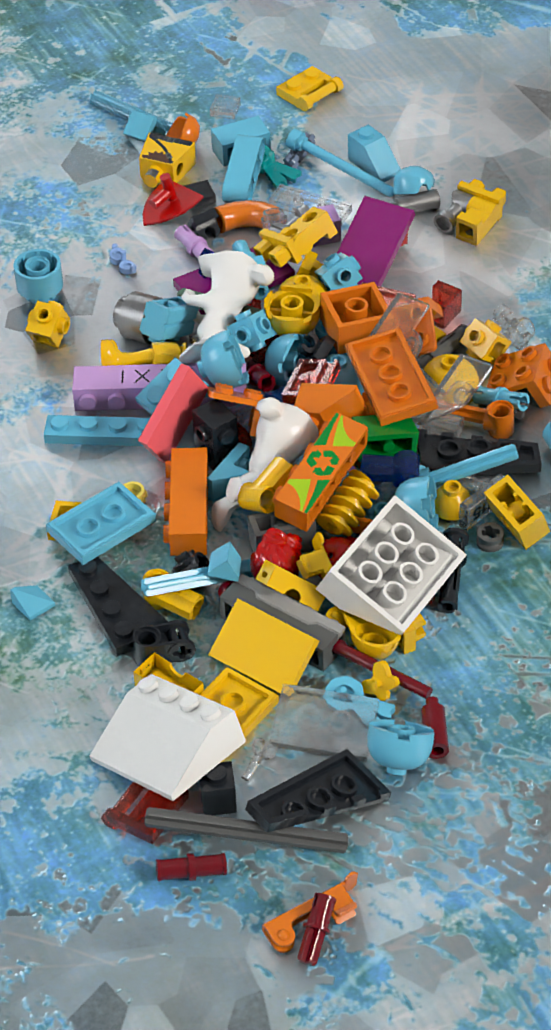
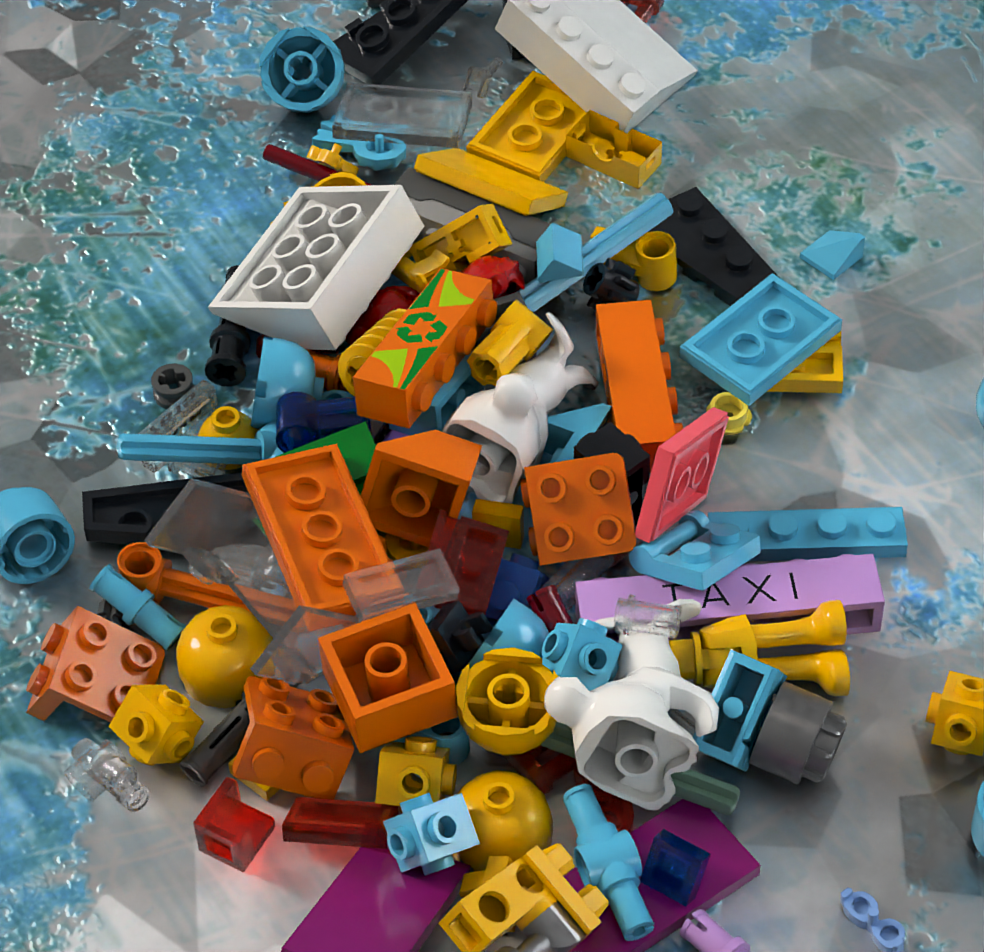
camera: 175 degrees right, 5 degrees up
(163, 641) = (629, 186): black piece -> none
(207, 329) = (647, 617): none -> clear pin
(223, 360) = (612, 566): medium azure cylinder -> none
(346, 338) = (401, 582): none -> clear tile
(434, 716) = (260, 118): dark red cylinder -> none
(517, 512) = (125, 387): yellow brick -> none

